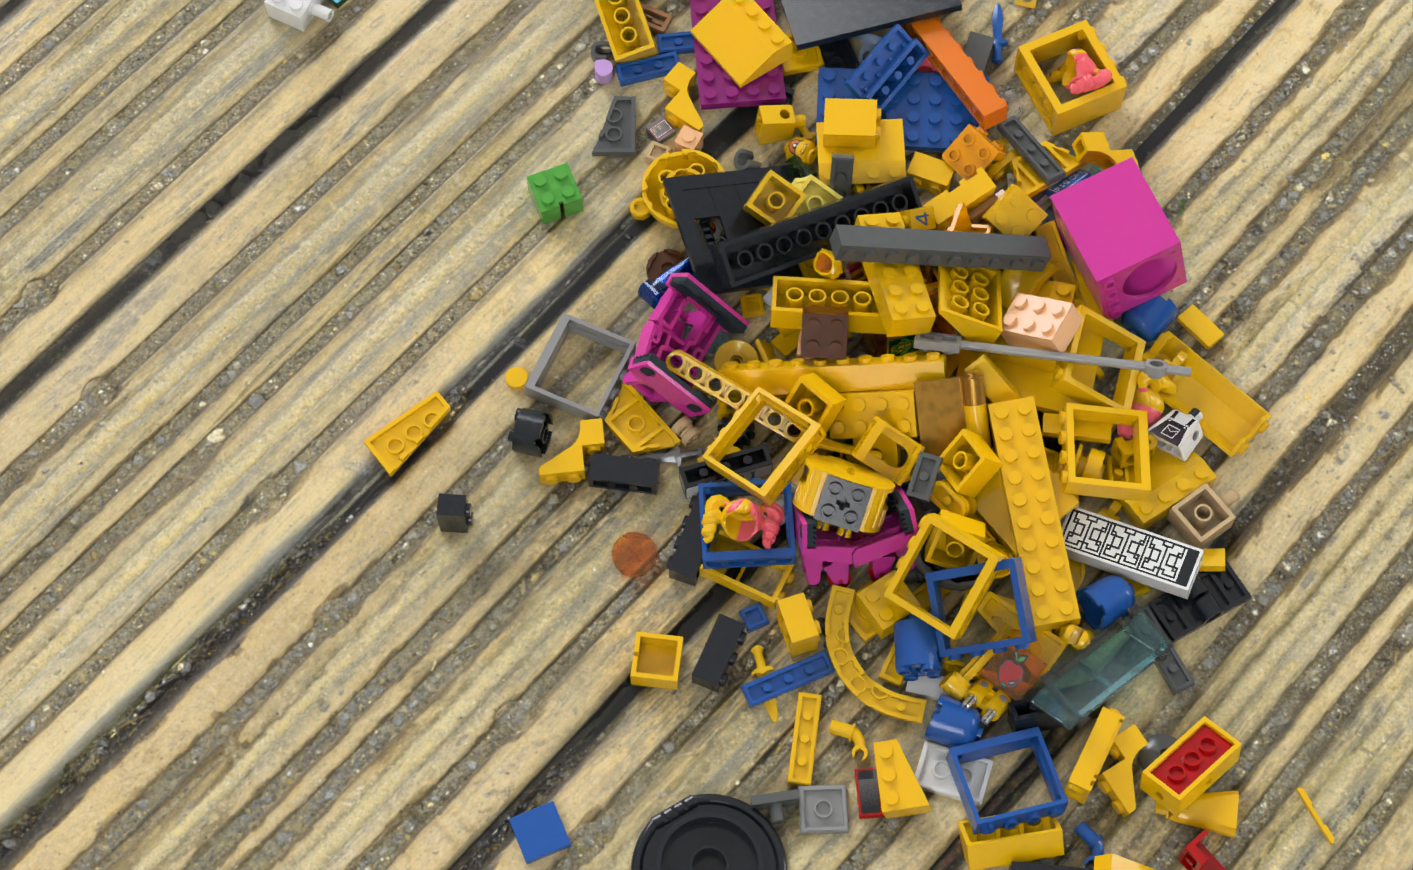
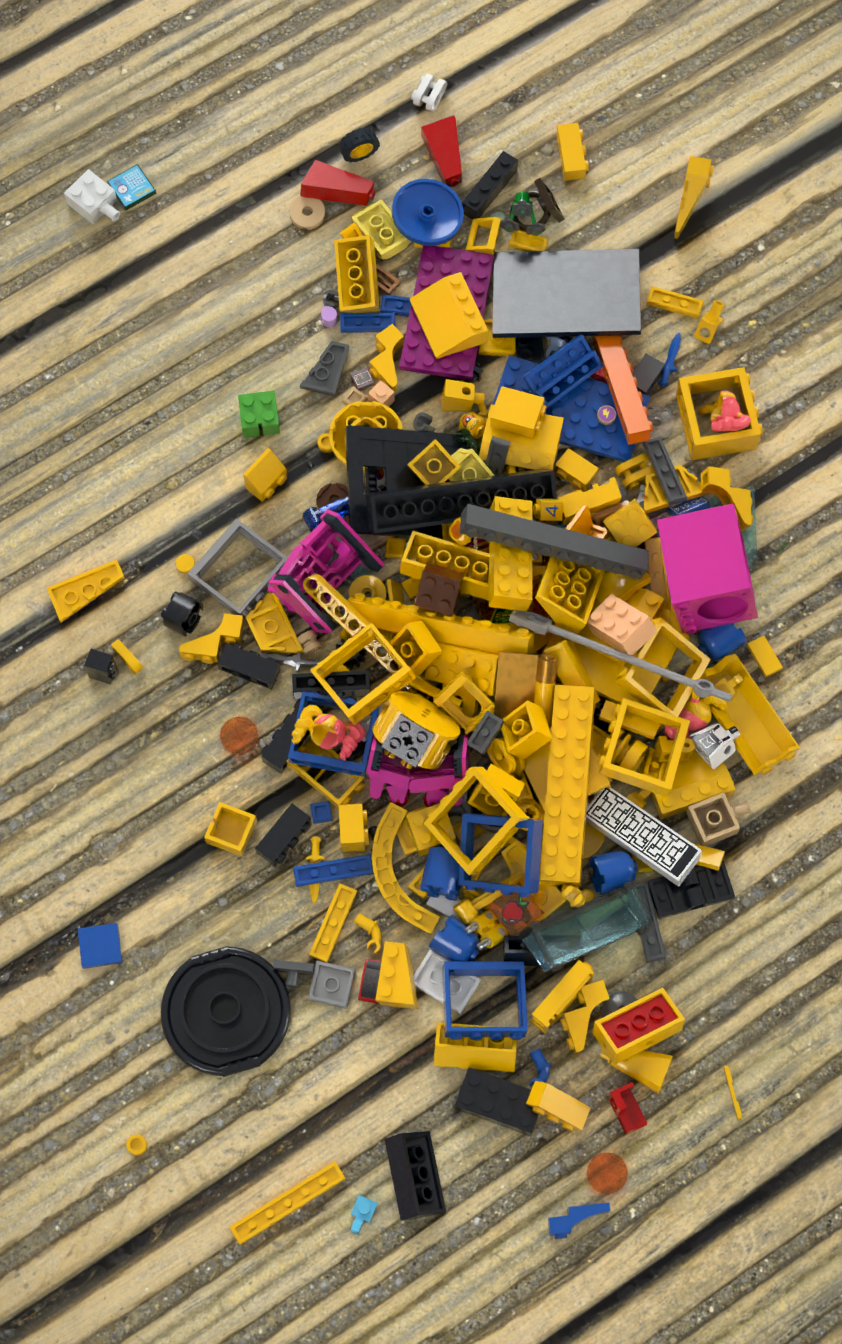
camera: 15 degrees right, 5 degrees up
(479, 496) = (126, 656): none -> yellow piece
(582, 258) = (265, 475): none -> yellow slope
(948, 106) = (606, 415): none -> tile
(972, 151) = (615, 460): light orange bracket -> none

